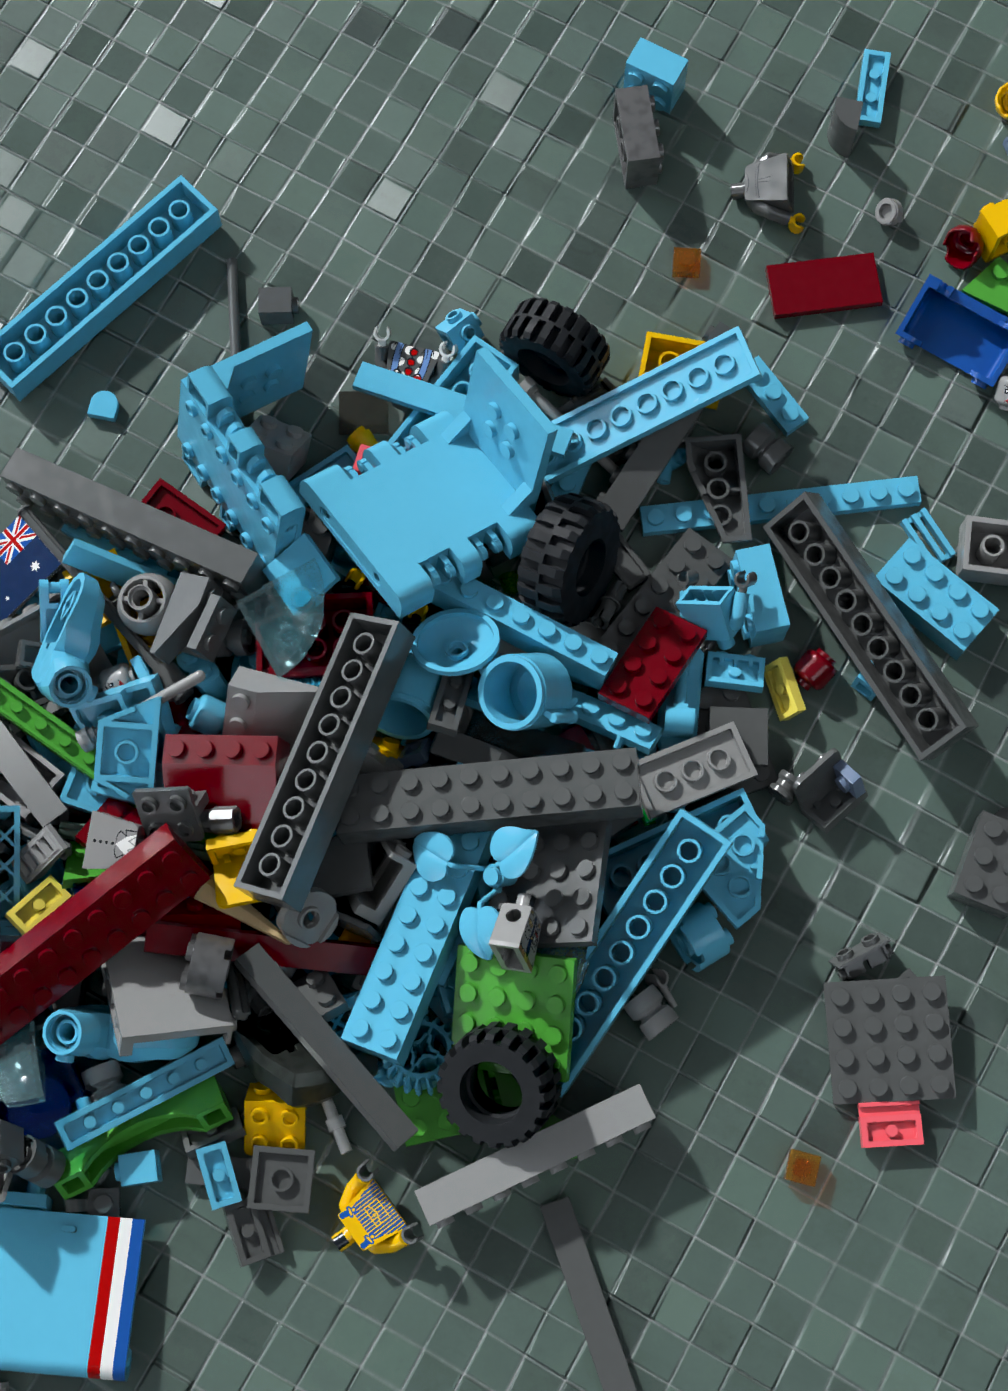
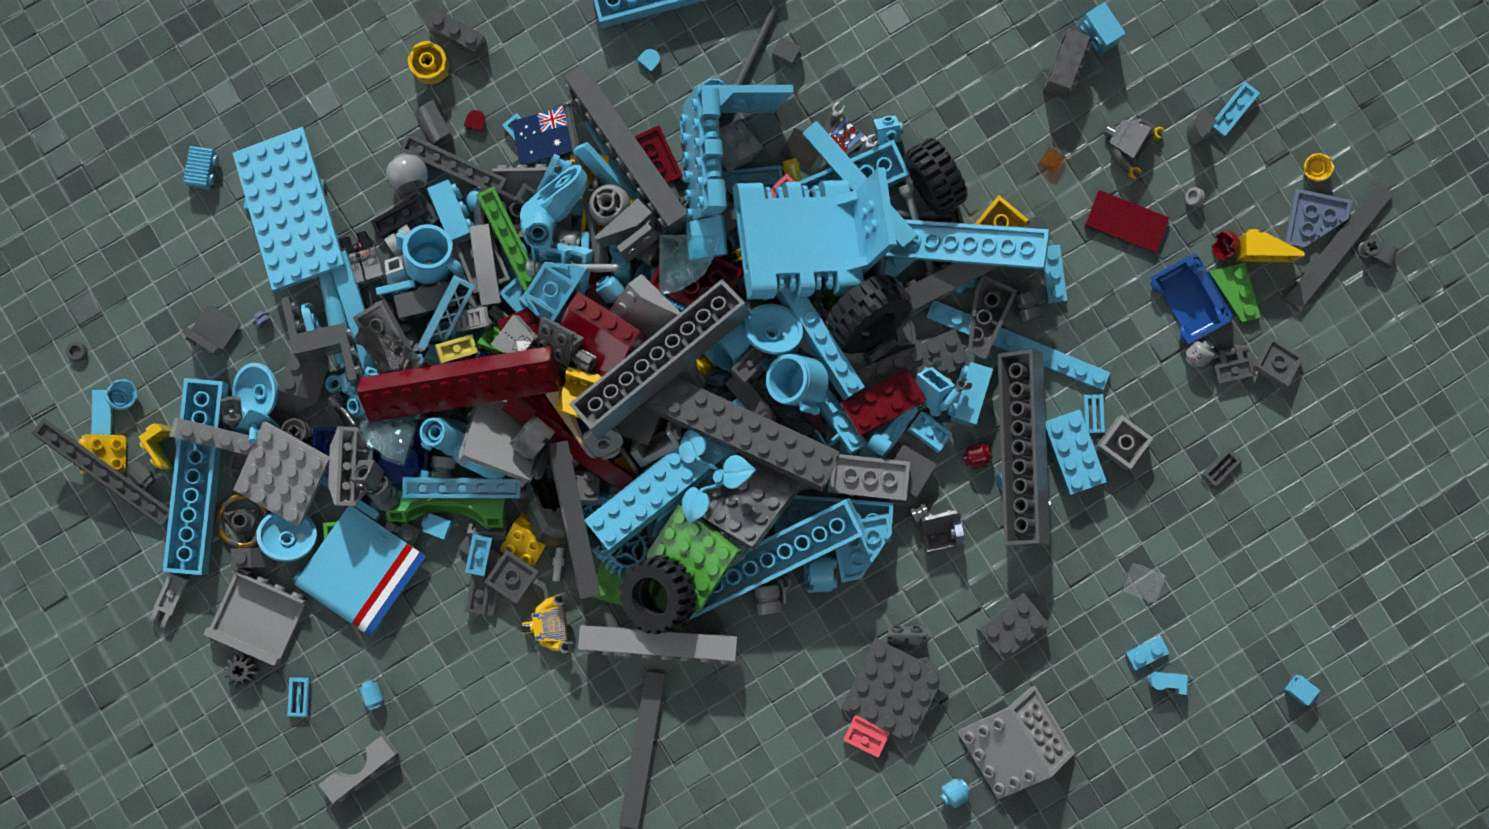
camera: 25 degrees right, 10 degrees up
(516, 934) = (712, 519): light grey torso -> none
(784, 689) = (953, 457): light yellow plate -> none
(802, 1167) = (803, 731): clear orange plate -> none

